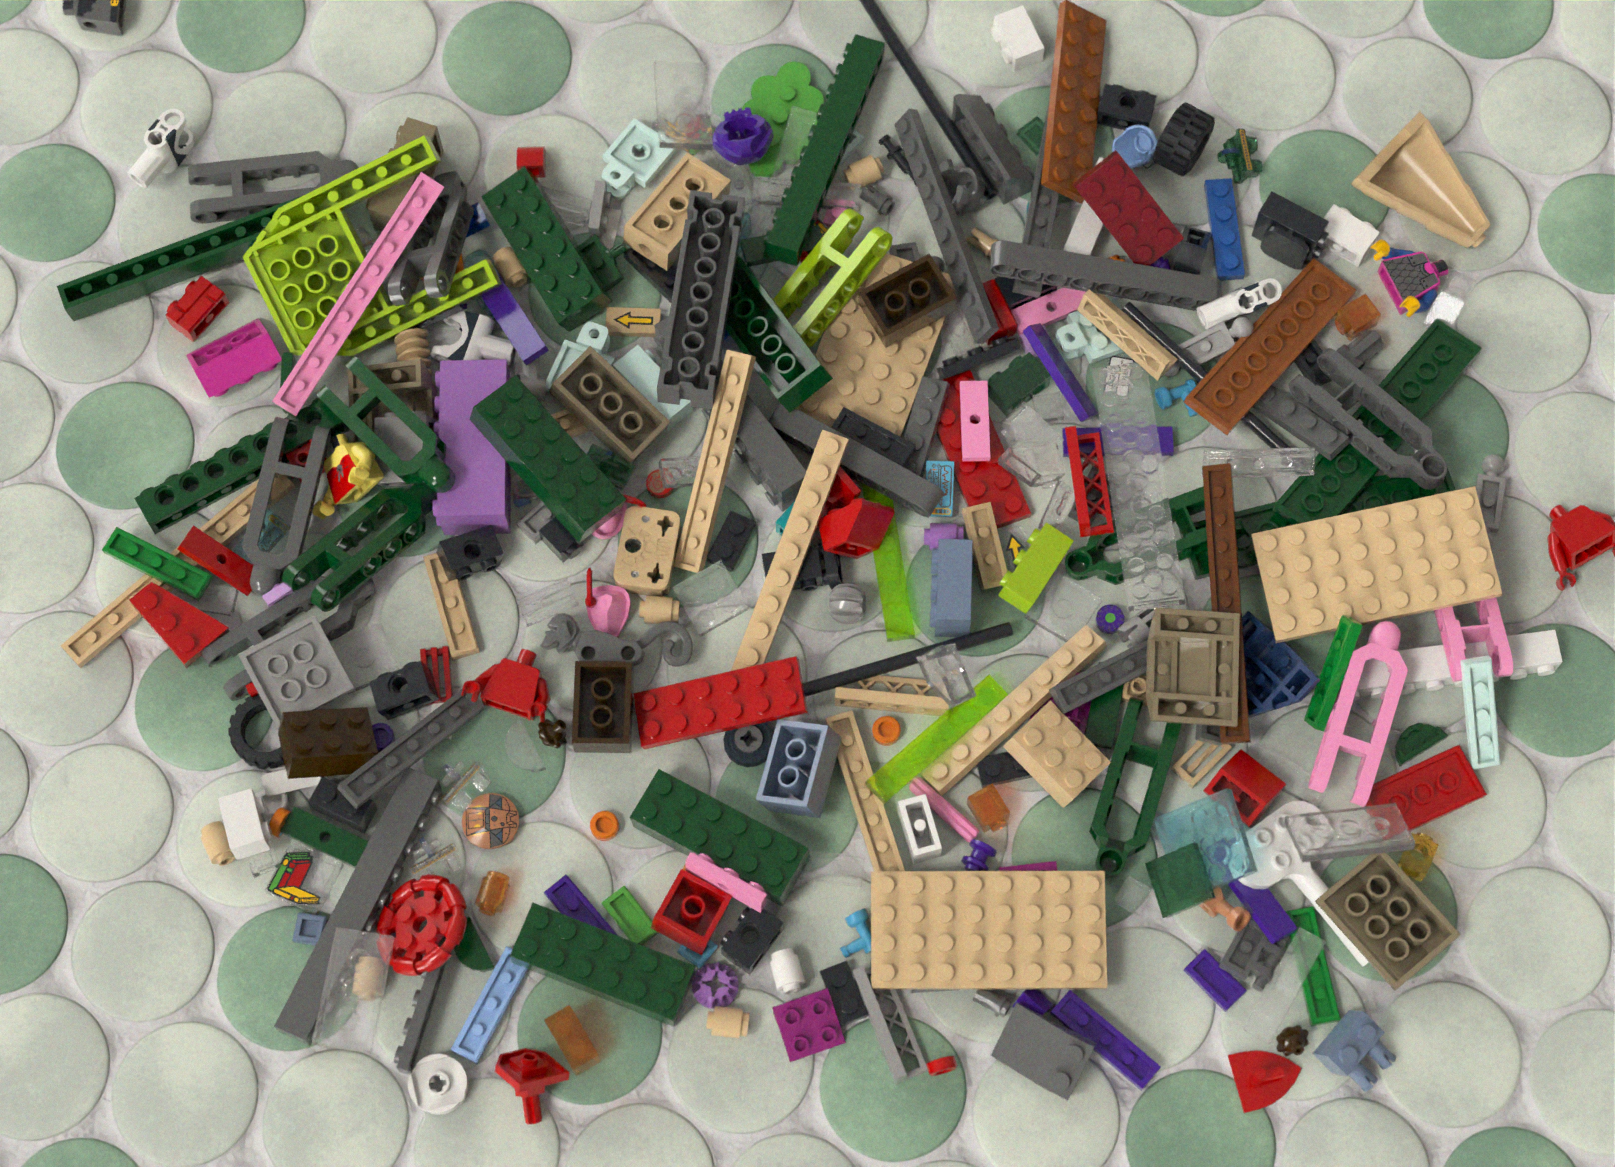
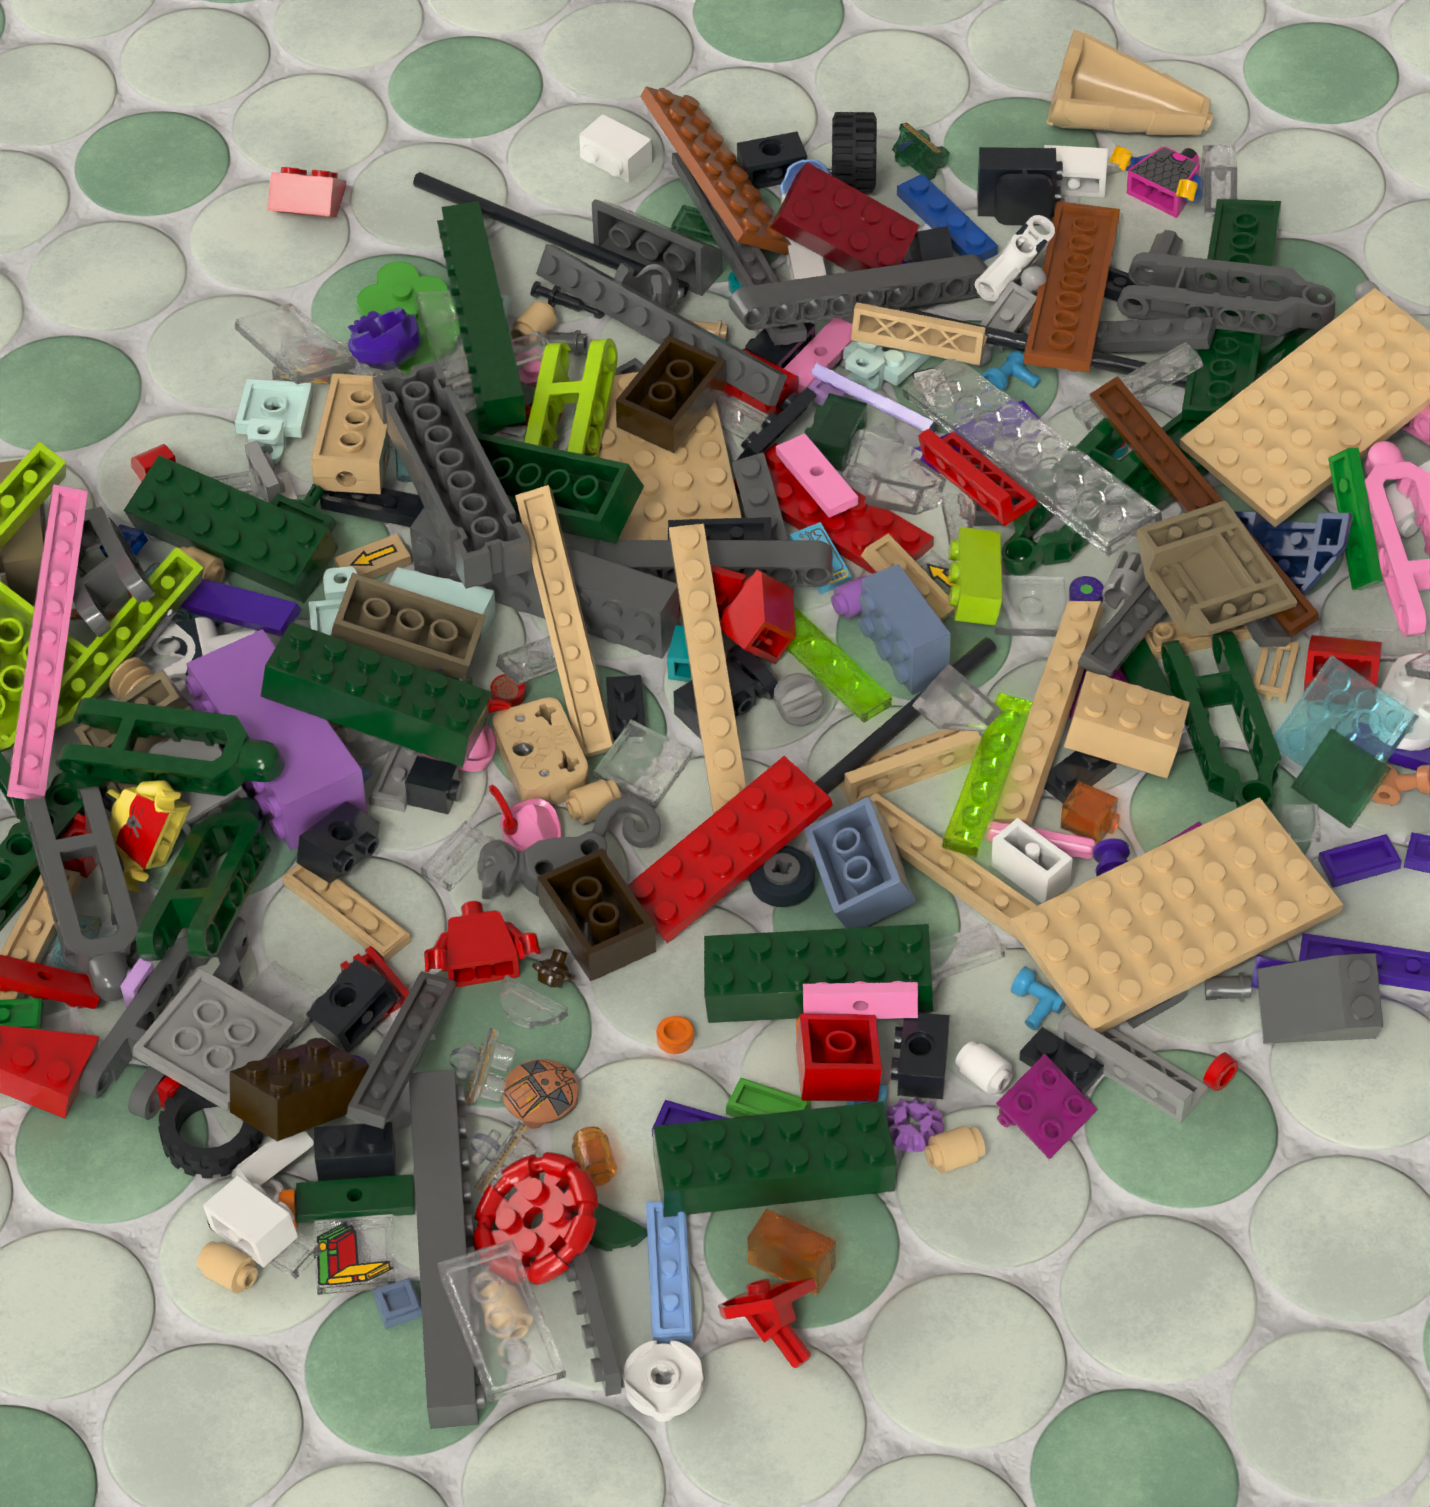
camera: 30 degrees left, 20 degrees down
(886, 730) = (924, 799): orange tile -> none
(1154, 949) = (1359, 860): none -> dark purple tile
(1357, 317) = (1138, 229): clear orange brick -> none

